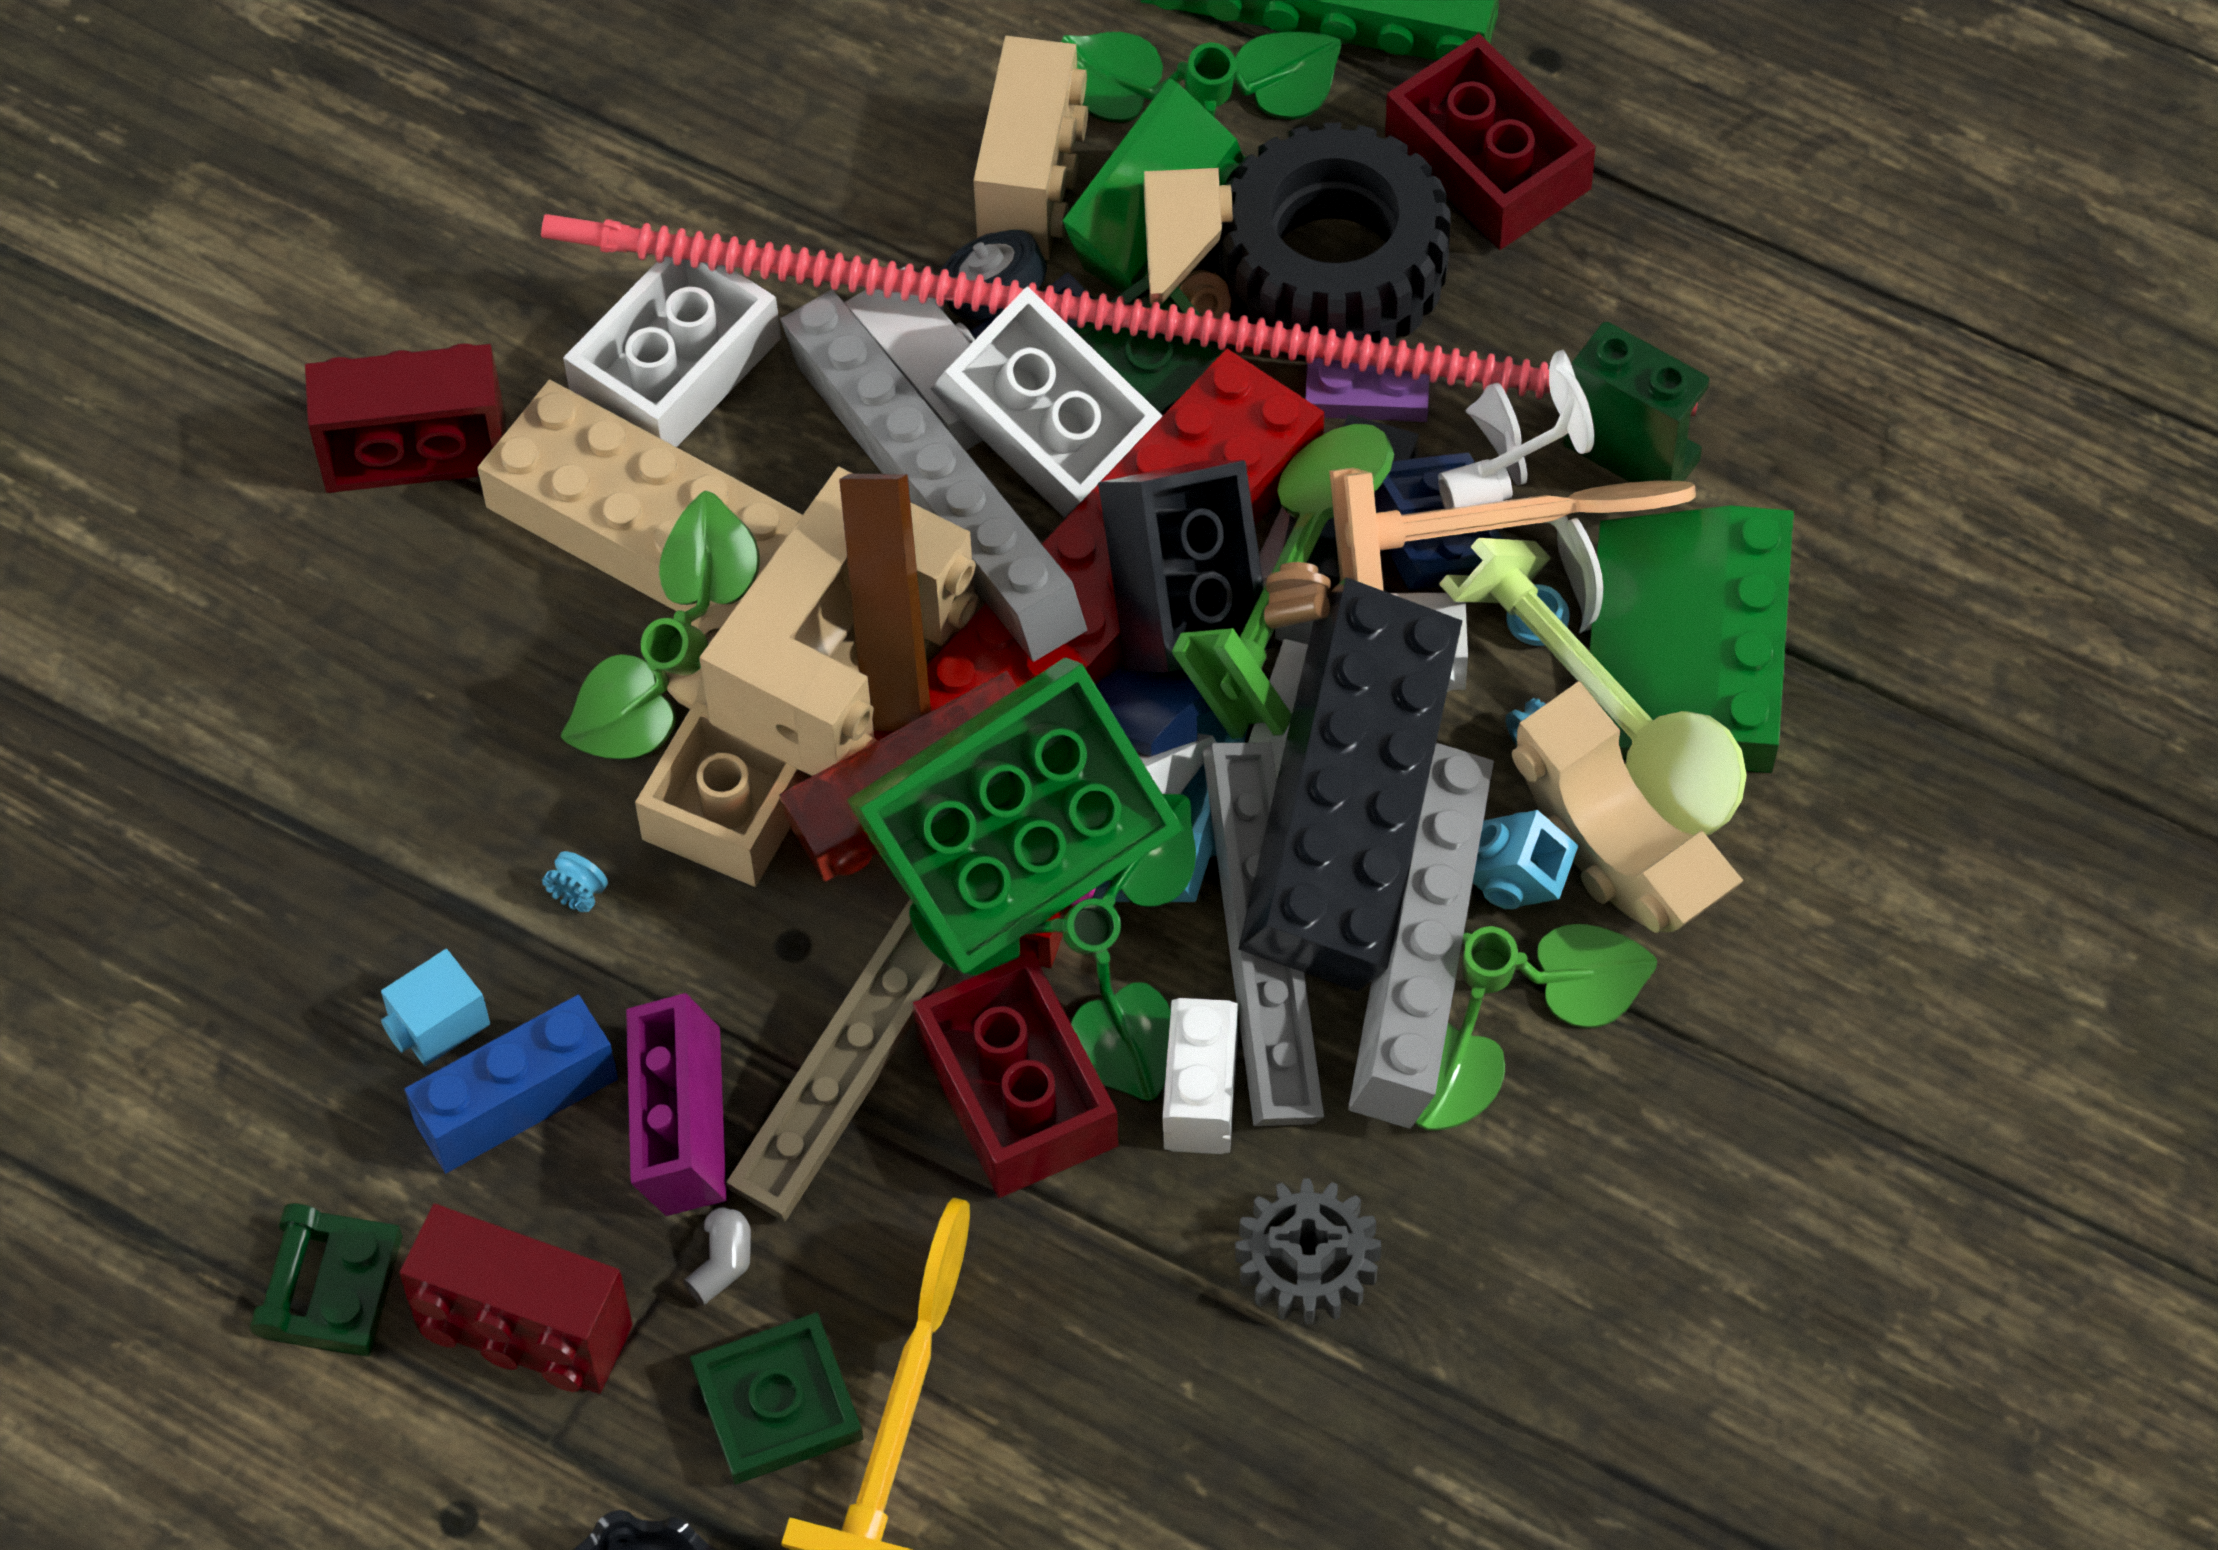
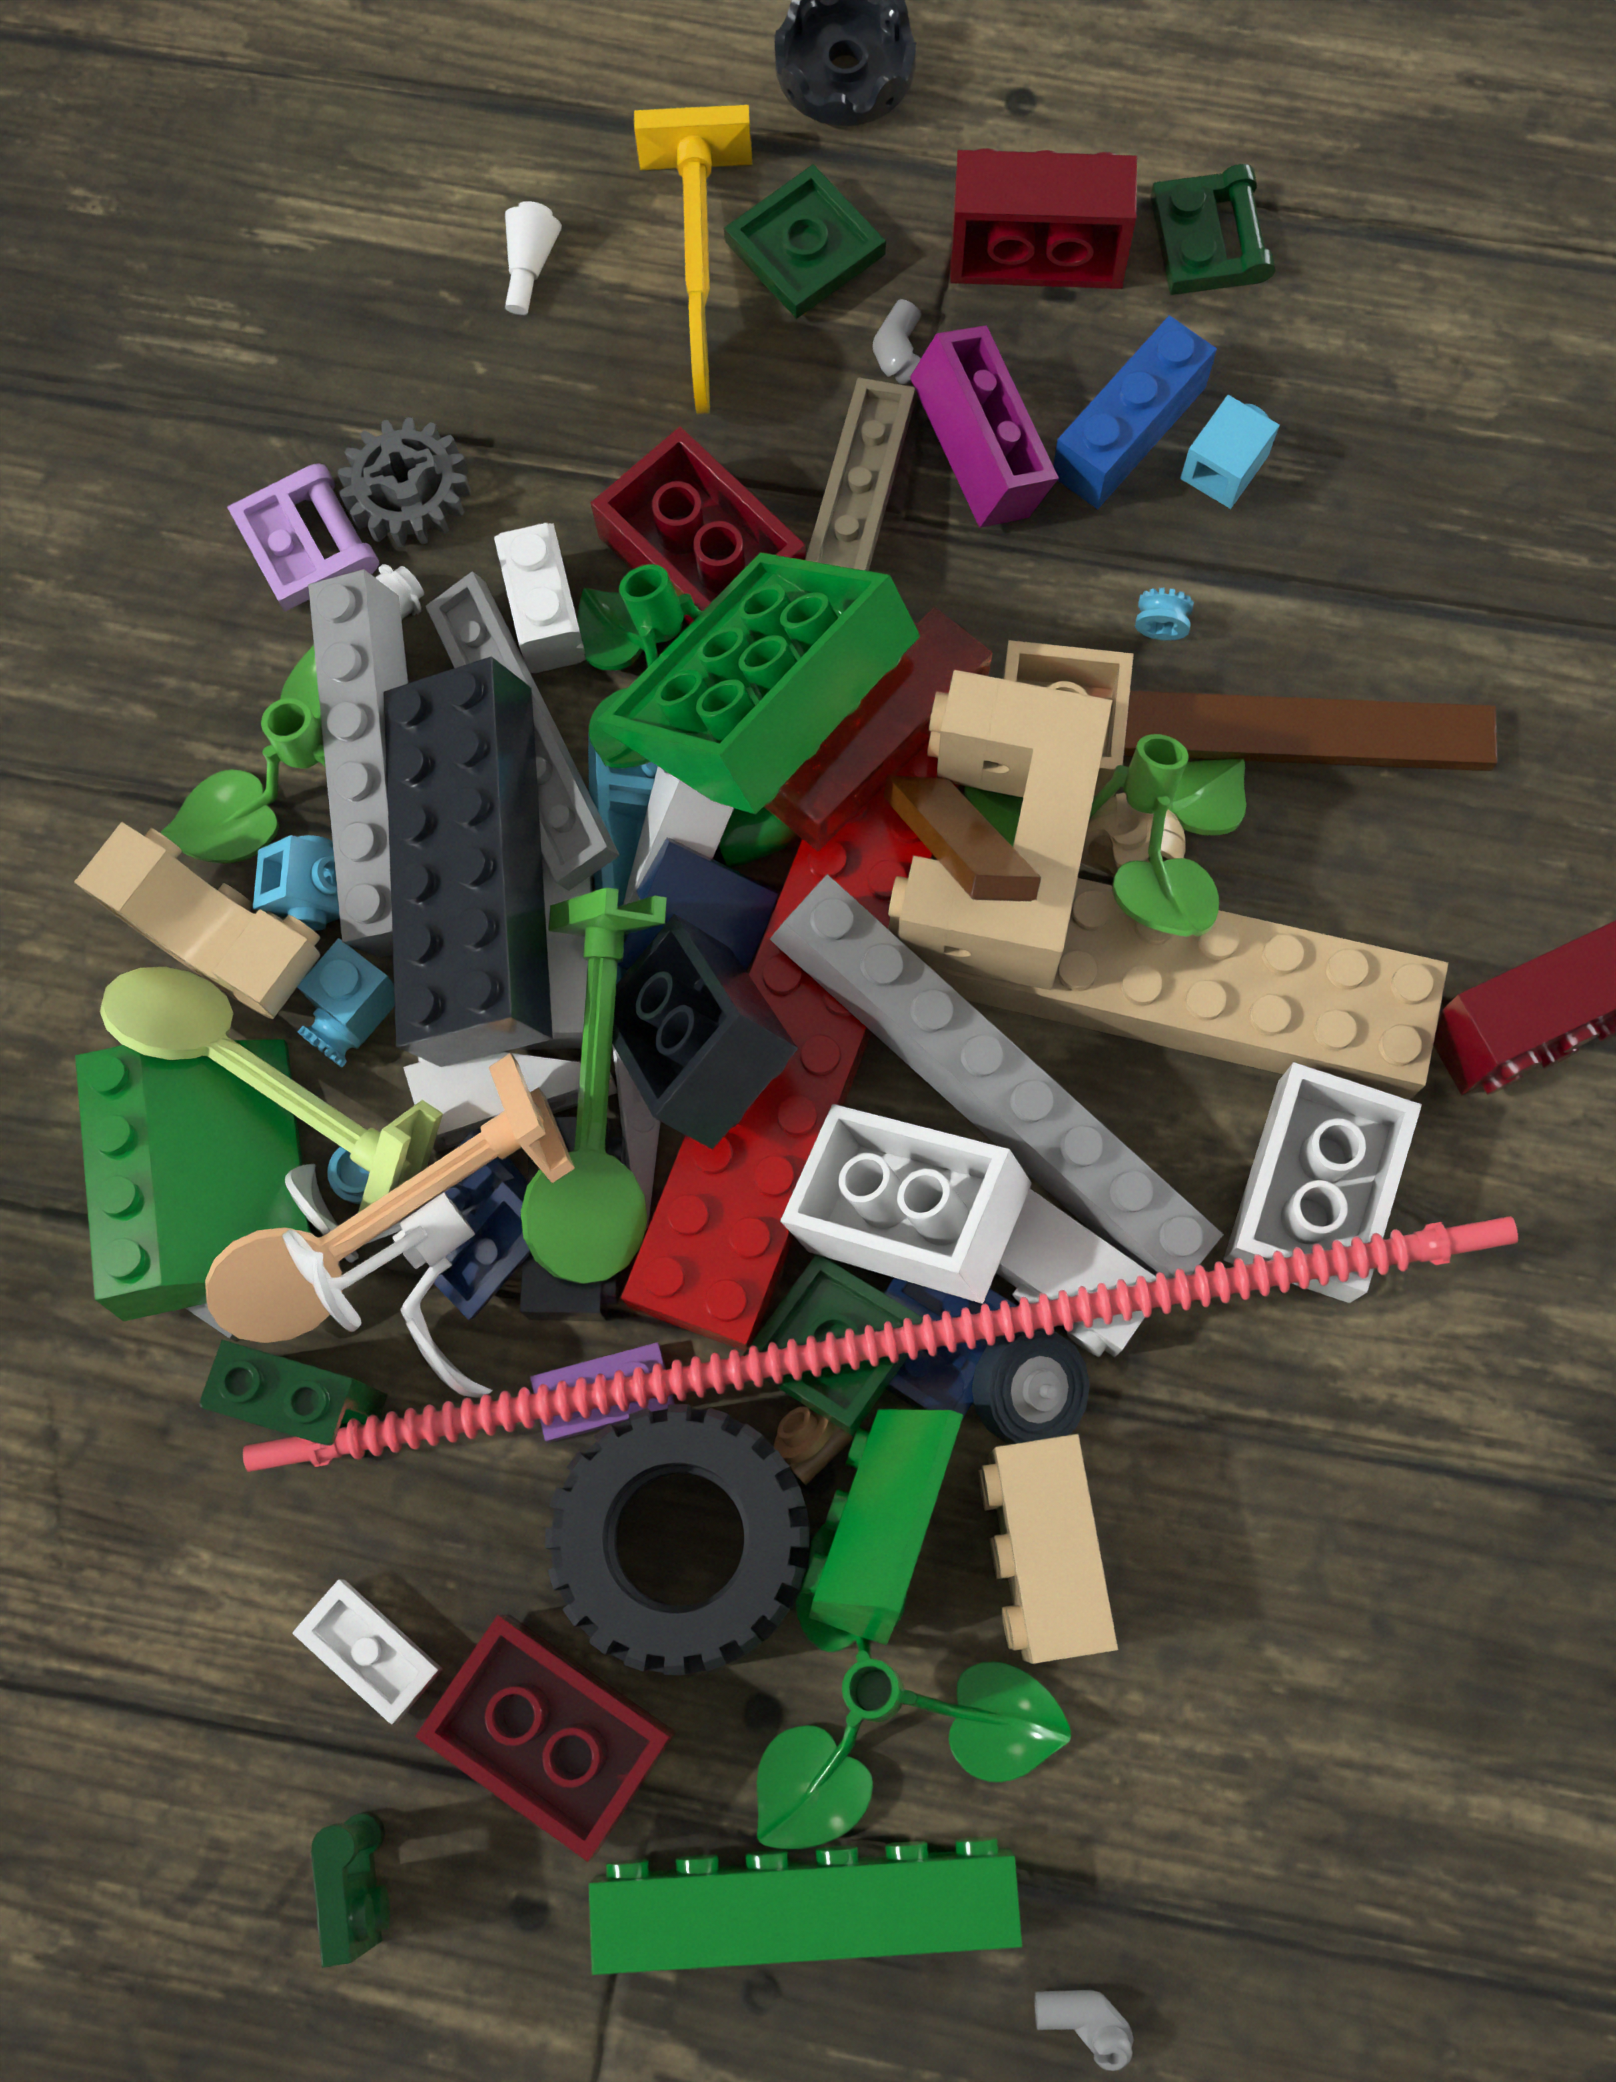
camera: 165 degrees right, 15 degrees up
(477, 741) = (1318, 730): none -> reddish brown tile
(1083, 1498) = (530, 238): none -> white cone
(1181, 223) = (830, 1448): tan slope -> none
(1296, 595) = (562, 1011): medium nougat plate -> none
(1350, 1142) = (405, 585): none -> white plate
(1456, 1227) = (284, 543): none -> lavender plate
(1495, 739) = (349, 989): none -> medium azure brick
(1628, 250) = (367, 1651): none -> white plate
(1677, 80) = (346, 1891): none -> dark green plate

